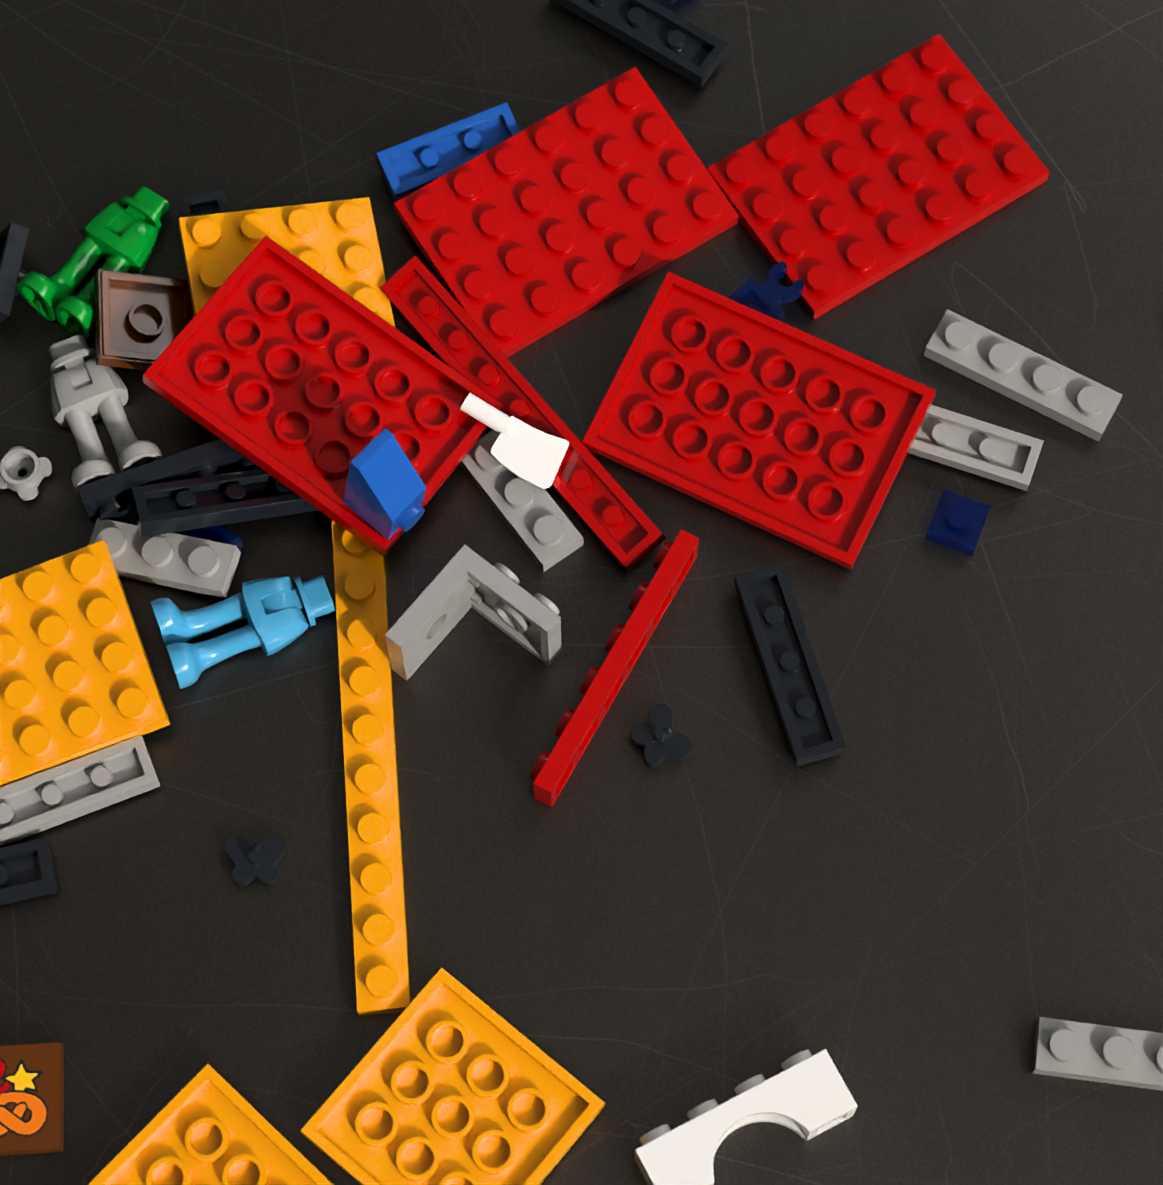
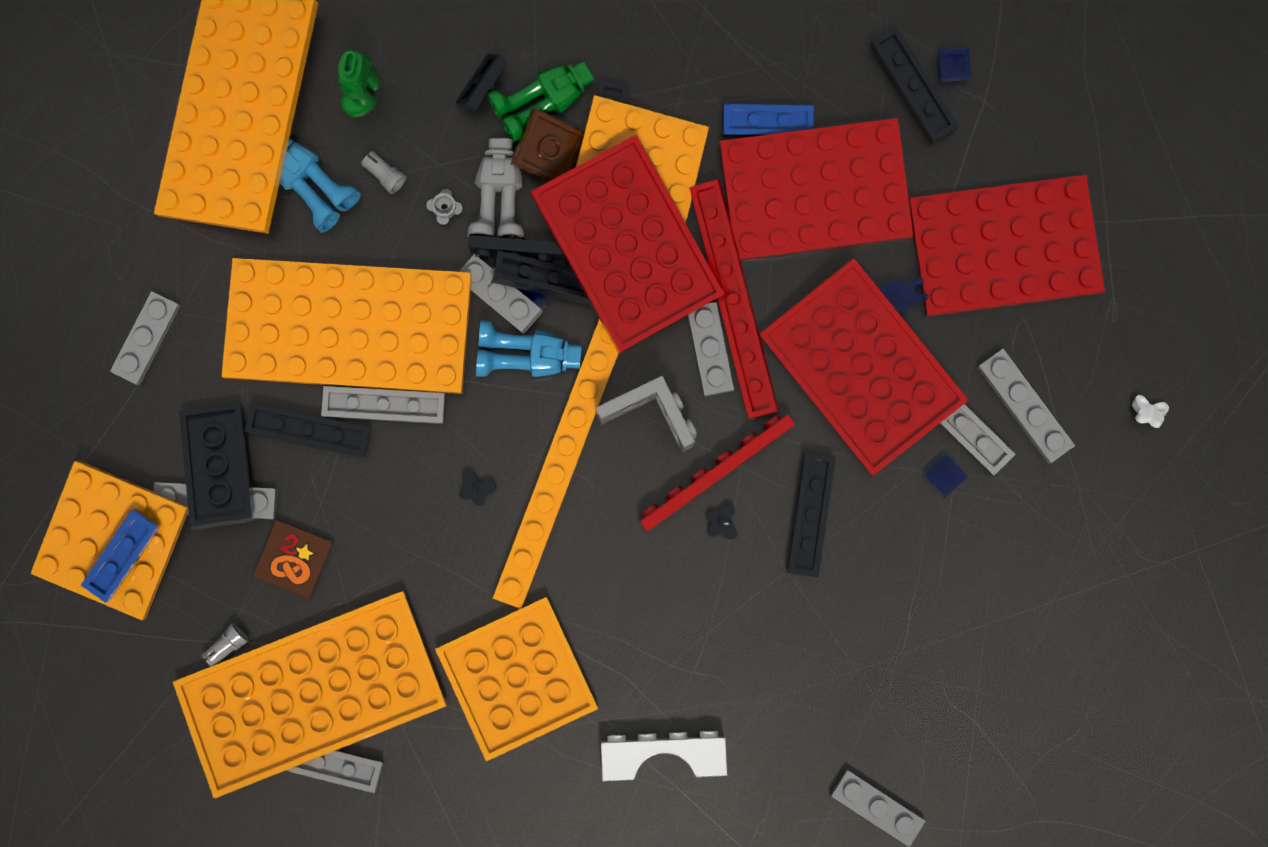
camera: 20 degrees right, 15 degrees up
(385, 486) = (634, 323): blue slope -> none
(519, 447) = (722, 323): white piece -> none

